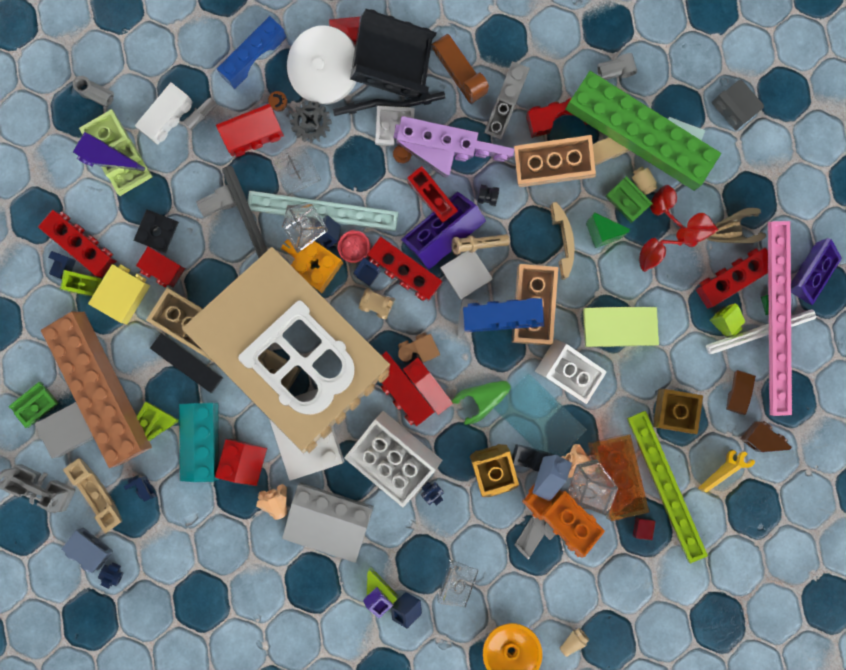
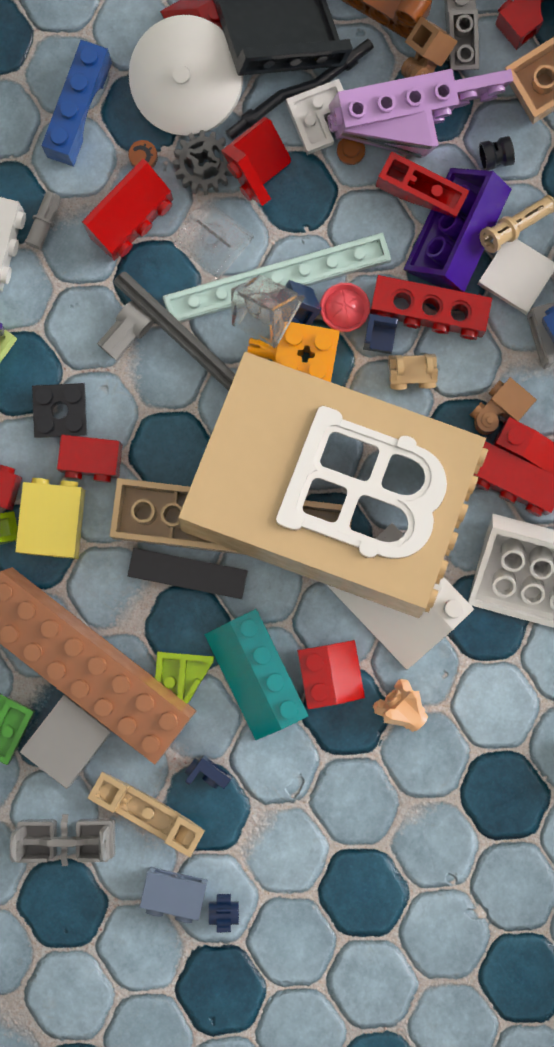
camera: 20 degrees left, 0 degrees up
(327, 522) = (489, 702): light grey slope -> none
(341, 133) = (256, 159): none -> red bracket
(476, 113) = (431, 48): none -> medium nougat brick

